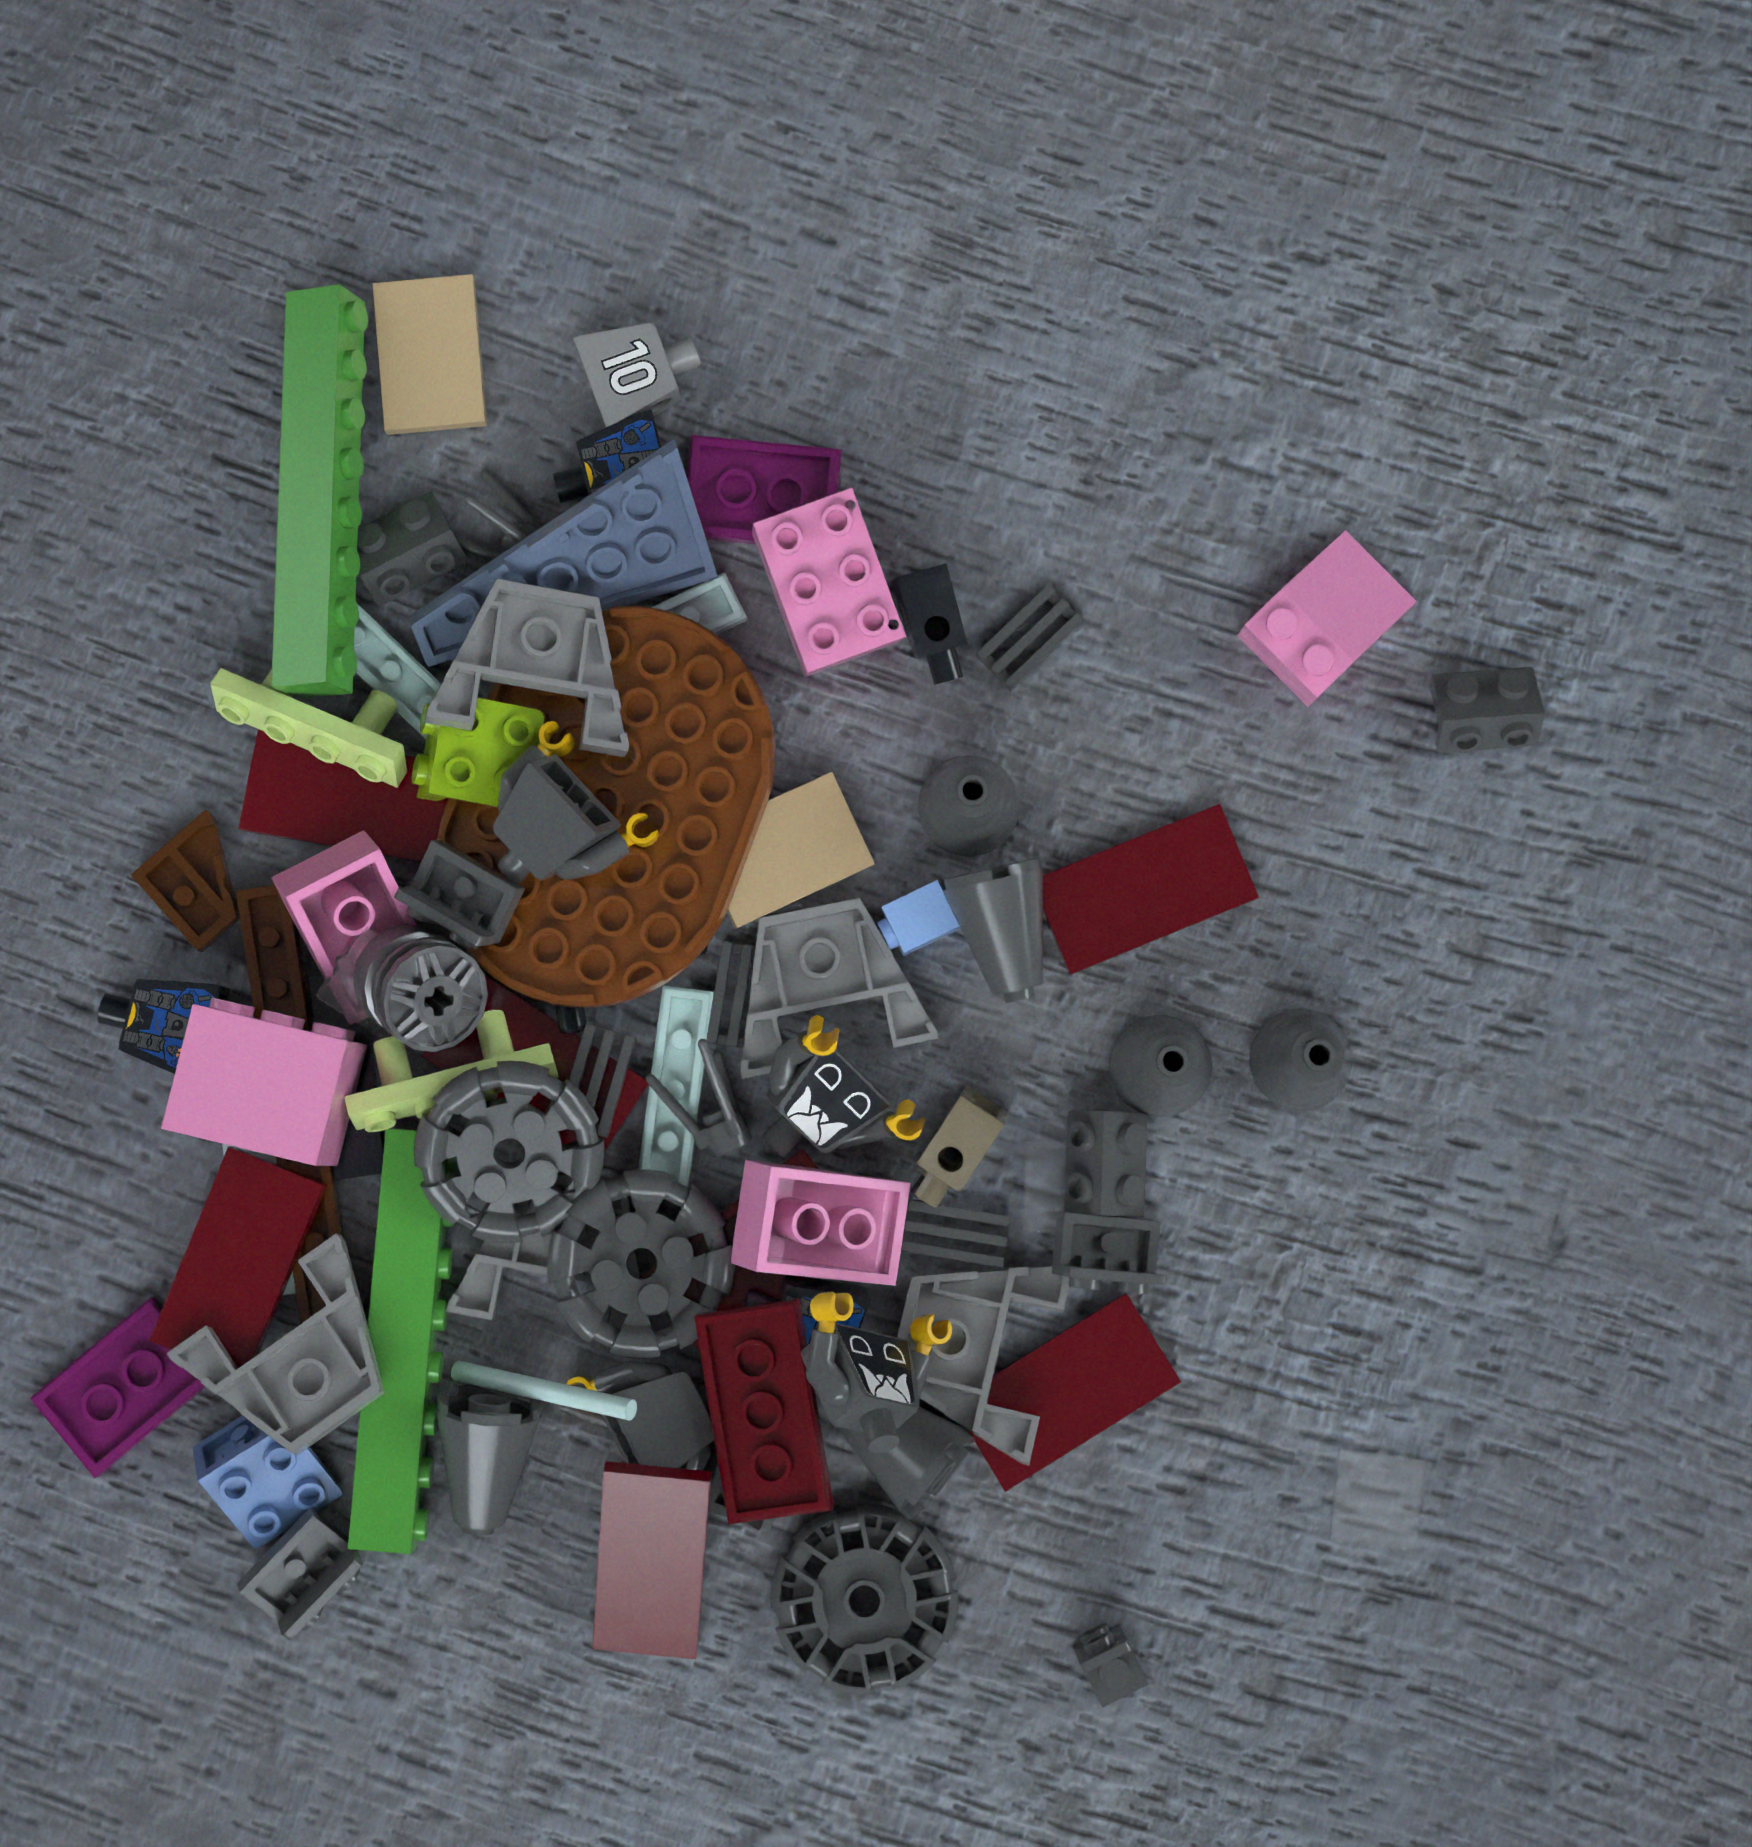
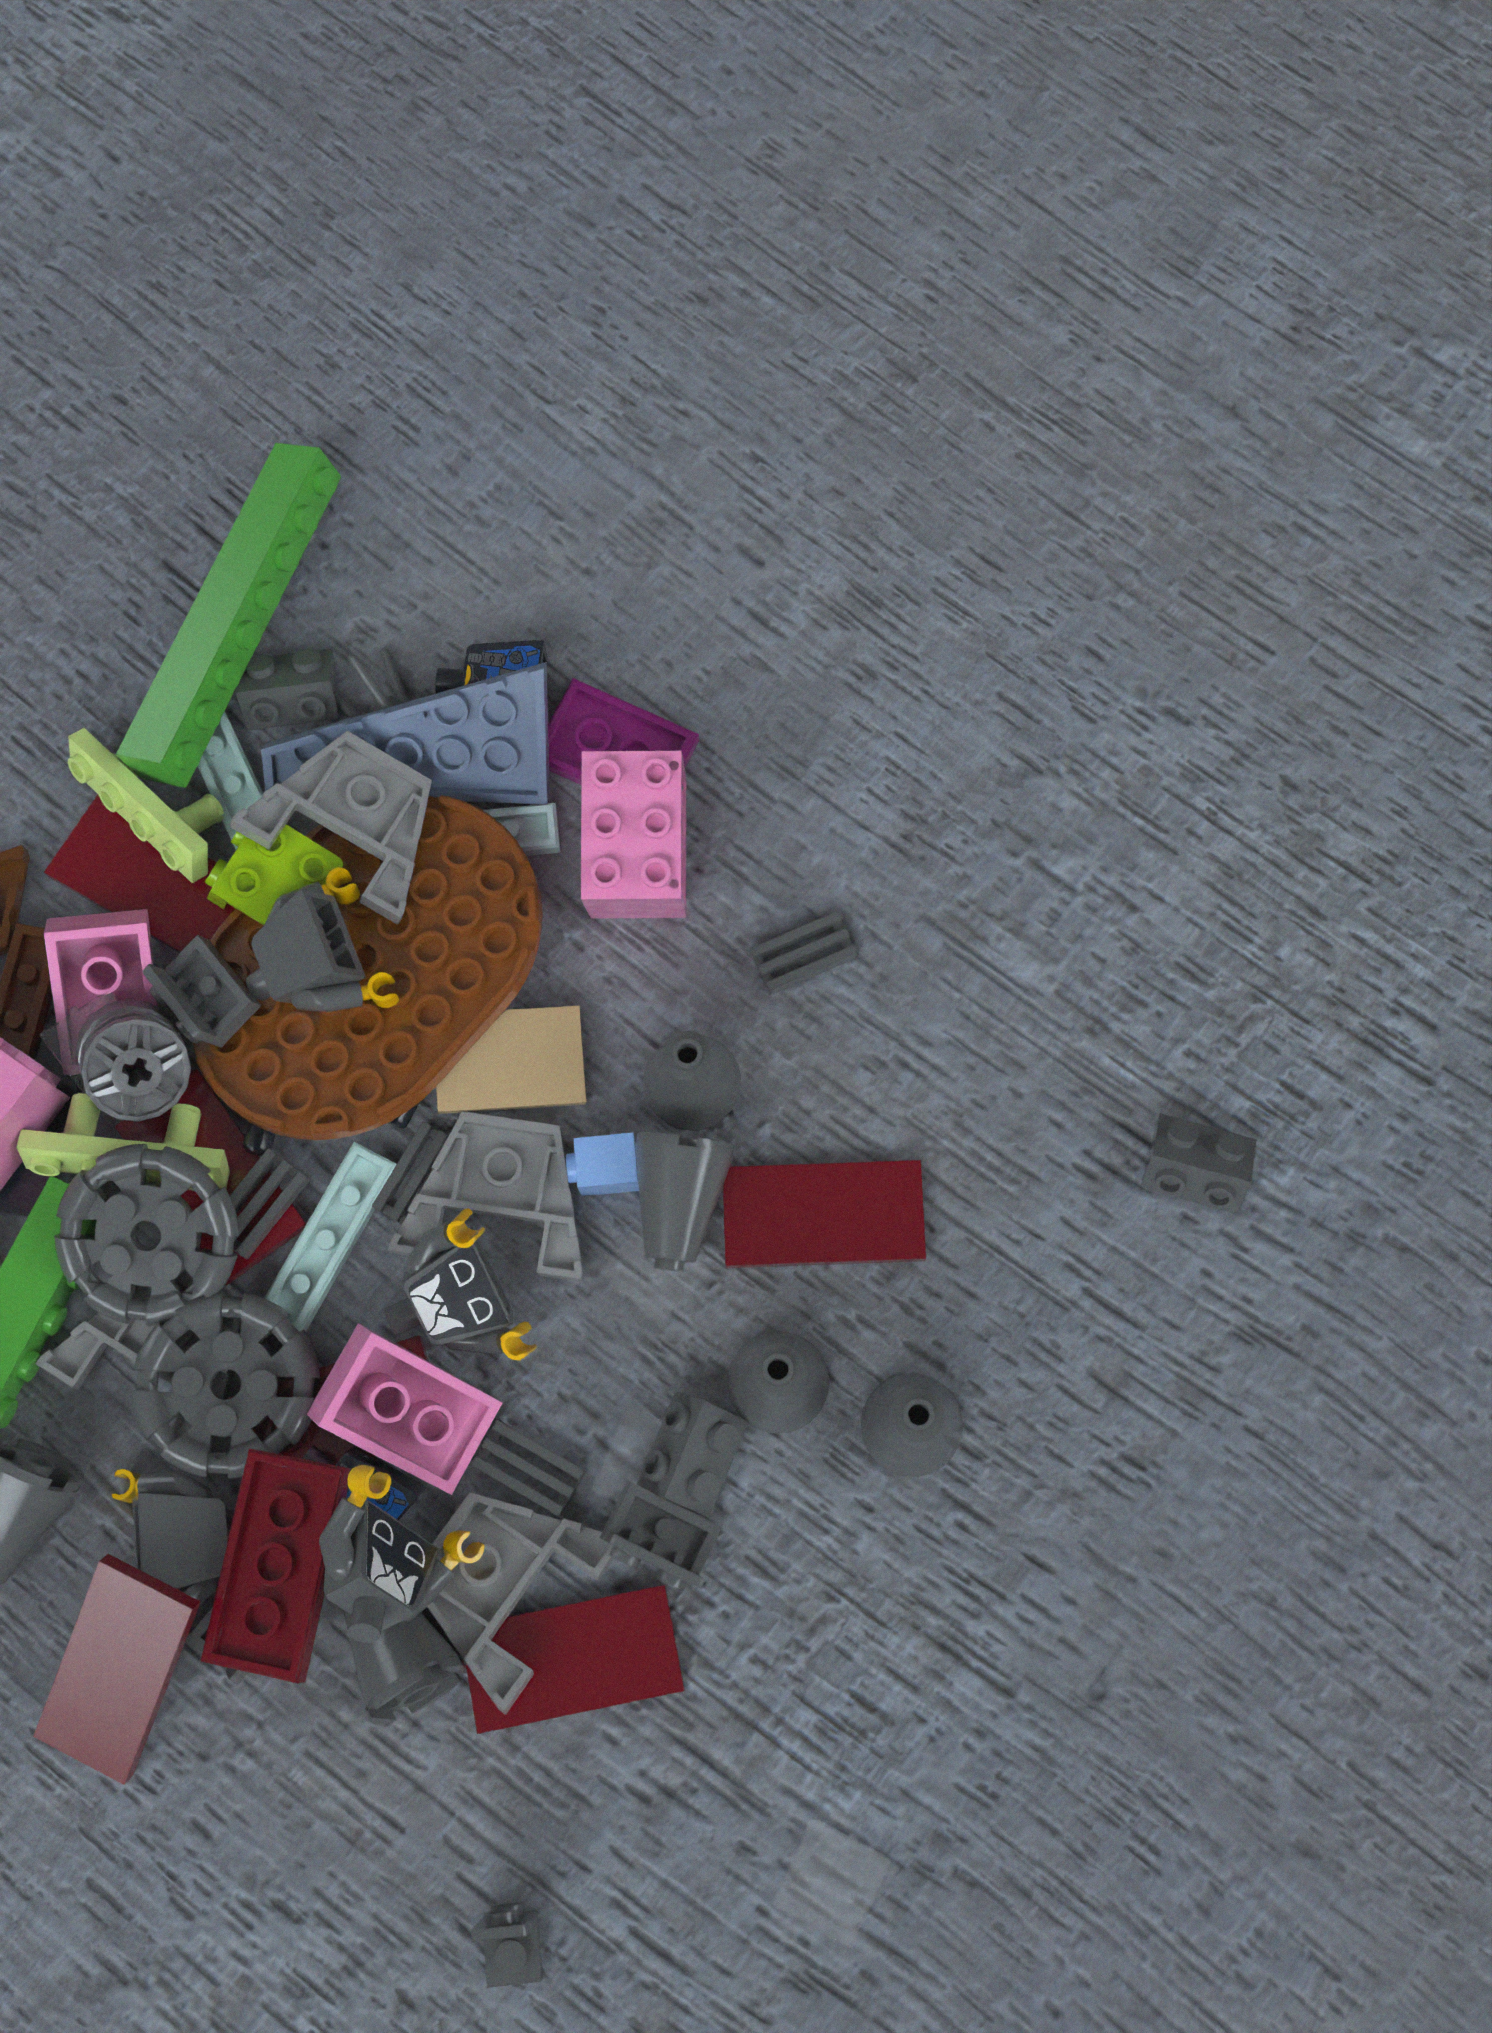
camera: 25 degrees right, 10 degrees down
(429, 354) = (378, 538): tan tile -> none
(544, 1390) = (88, 1469): light aqua bar -> none
(634, 370) = (544, 605): light grey torso -> none
(725, 1125) = (355, 1288): dark grey plant -> none
(871, 1567) = (336, 1794): dark grey plate -> none
(927, 596) = (718, 881): black torso -> none
(971, 1129) = (578, 1372): dark tan torso -> none
(1326, 618) = (1078, 1028): bright pink slope -> none

